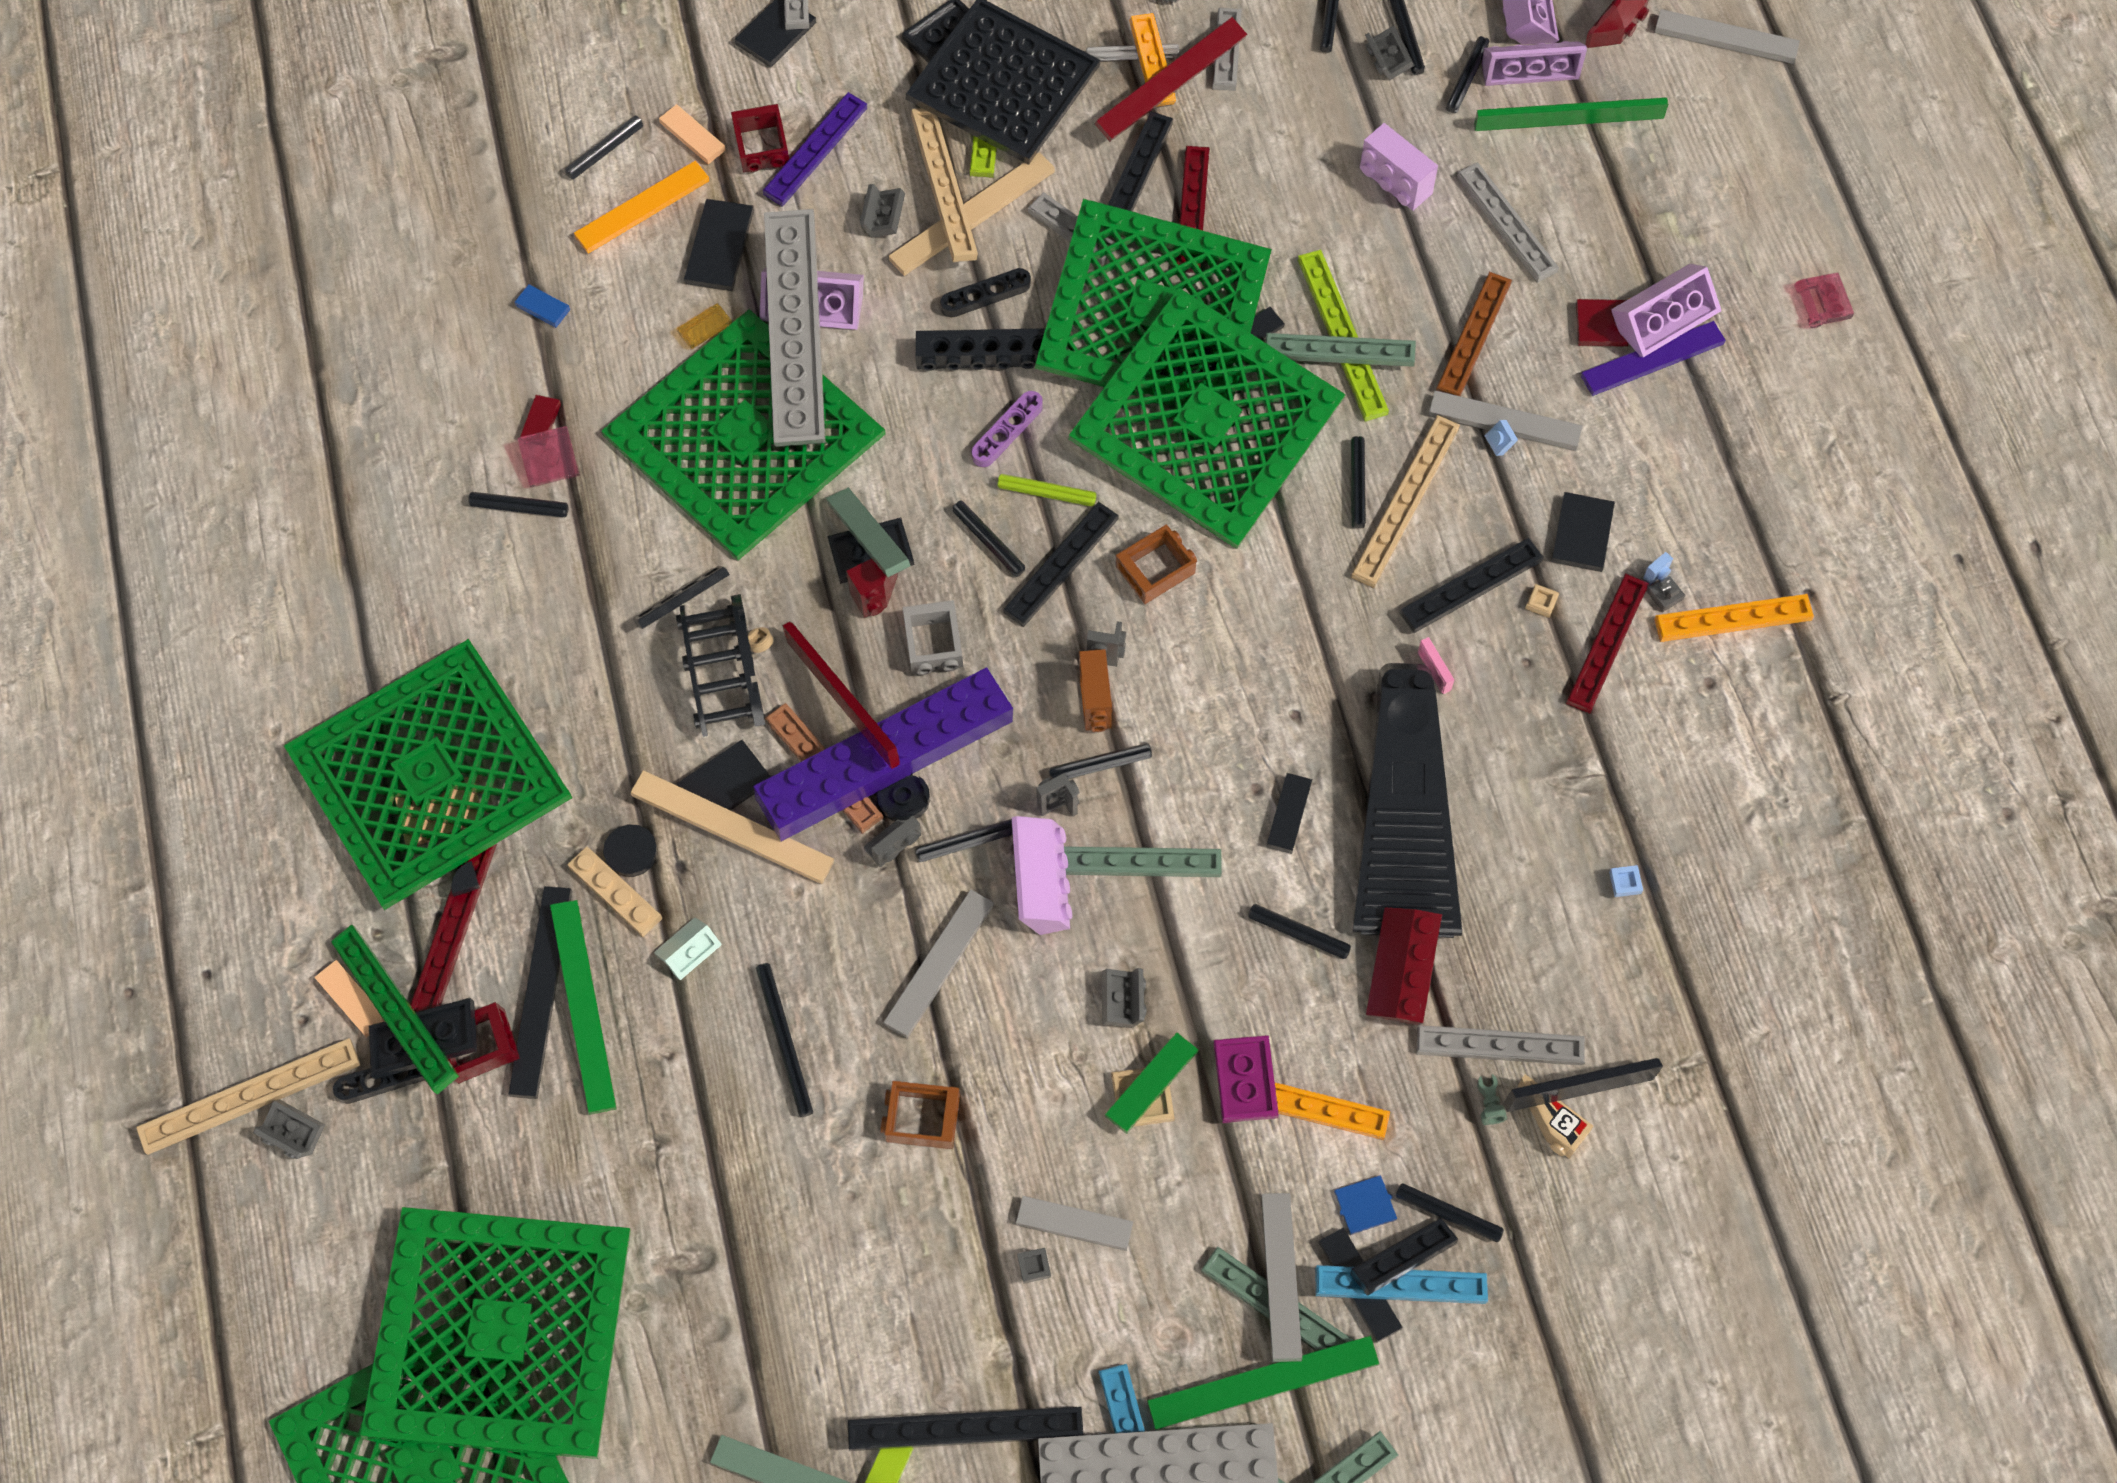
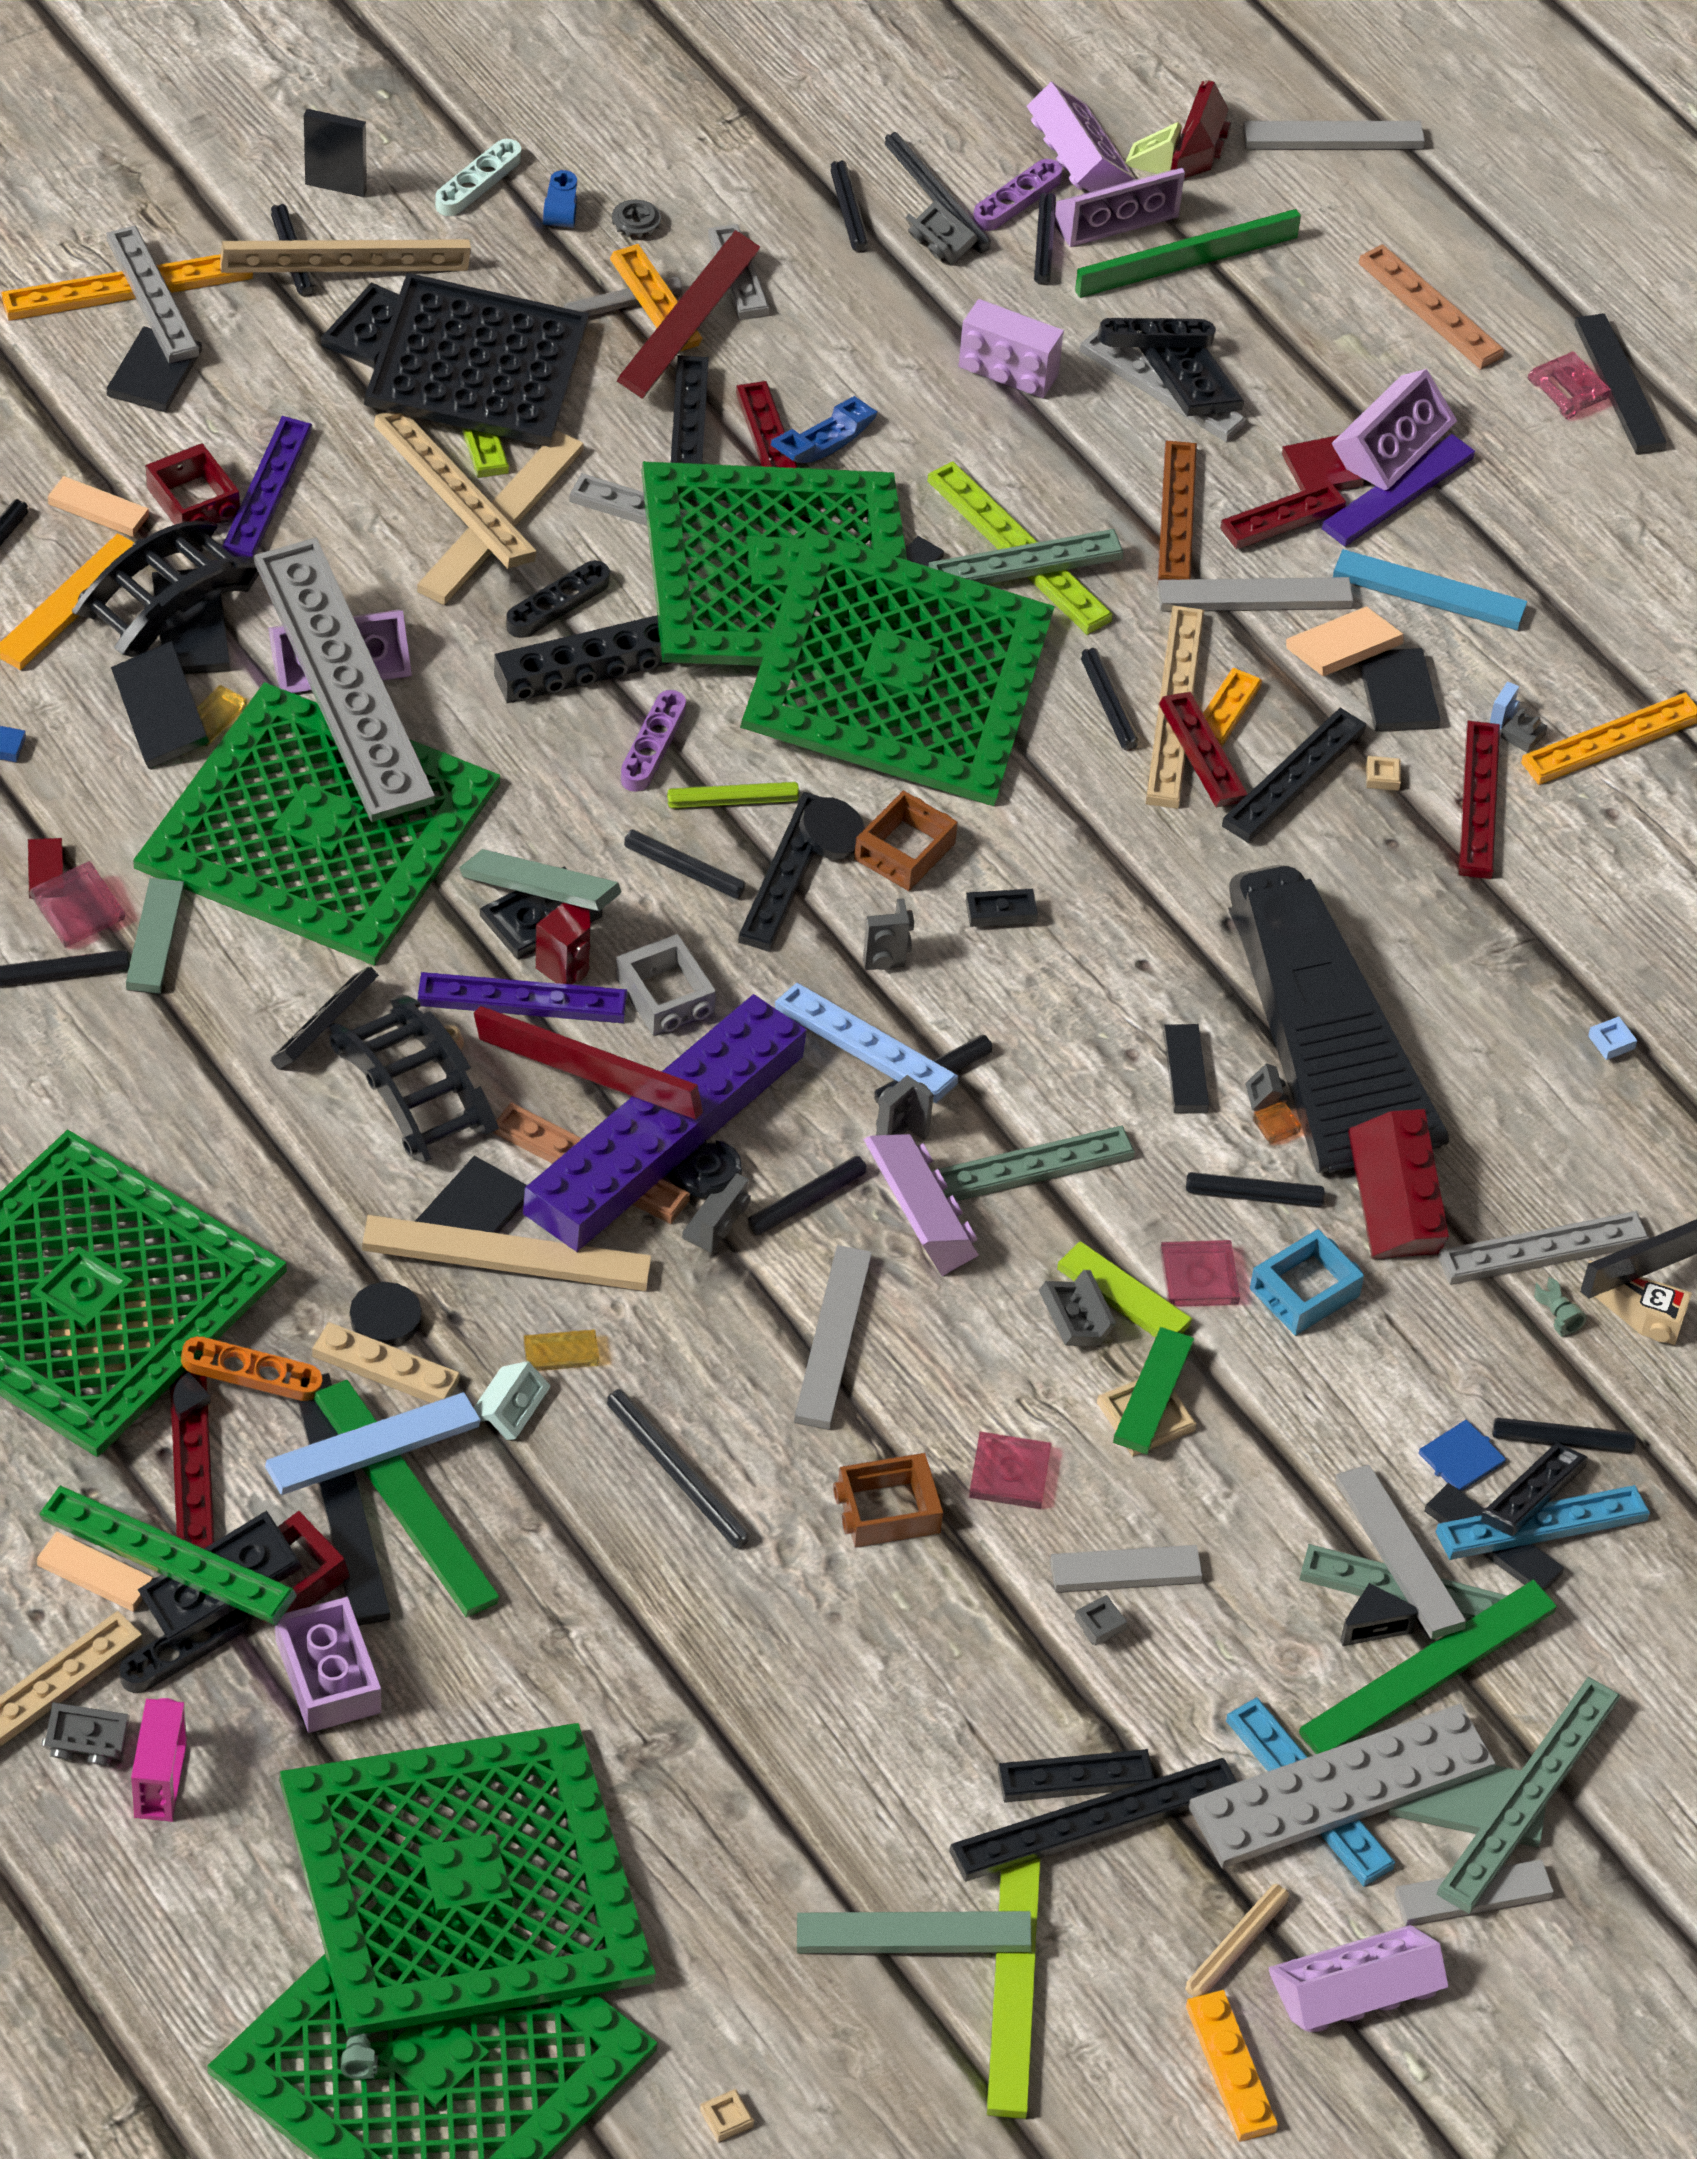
camera: 25 degrees left, 15 degrees down
(325, 1170) = (159, 1759): none -> dark pink window
(363, 1458) = (359, 2059): none -> sand green piece
(471, 1128) = (328, 1664): none -> lavender brick
(511, 875) = (249, 1375): none -> orange beam
(572, 959) = (372, 1443): none -> light blue tile
(593, 495) = (155, 935): none -> sand green tile
(668, 309) = (160, 705): none -> black tile
(716, 223) = (187, 590): none -> black fence
(741, 916) = (561, 1350): none -> clear yellow tile
(829, 617) = (522, 997): none -> dark purple tile
(881, 211) = (388, 537): dark grey bracket -> none
(968, 1384) = (1073, 1775): none -> black tile
(1023, 1114) = (1010, 1470): none -> clear pink tile
(1058, 727) = (863, 1040): none -> light blue tile
(1095, 690) = (897, 987): dark orange window -> none
(1105, 538) = (831, 827): none -> black tile
(1166, 990) = (1124, 1292): none -> lime tile
(1204, 639) = (1001, 907): none -> black plate
(1229, 990) = (1200, 1273): none -> clear pink tile
(1234, 206) = (828, 436): none -> blue slope
(1241, 1325) = (1378, 1617): none -> black slope
(1245, 1079) = (1263, 1357): magenta tile -> none
(1279, 1034) = (1286, 1303): none -> dark azure window
(1331, 1111) = (1343, 1370): light orange tile -> none
(1339, 850) = (1265, 1088): none -> dark grey tile
(1339, 879) = (1276, 1122): none -> clear orange tile
(1408, 546) = (1202, 749): none -> dark red plate
(1433, 660) = (1277, 853): bright pink tile -> none
(1444, 513) = (1231, 703): none -> light orange tile
(1459, 29) = (1012, 191): none -> medium lavender beam
(1501, 437) = (1260, 610): light blue plate -> none
(1516, 176) = (1126, 332): none -> black beam
(1530, 217) = (1194, 380): none -> black tile
(1553, 358) = (1282, 515): none -> dark red plate
(1556, 480) = (1344, 641): none -> light nougat tile
(1580, 19) = (1155, 151): none -> yellowish green slope
(1642, 451) = (1430, 589): none -> dark azure tile
(1744, 204) = (1431, 306): none -> nougat tile
(1866, 308) = (1625, 390): none -> black tile

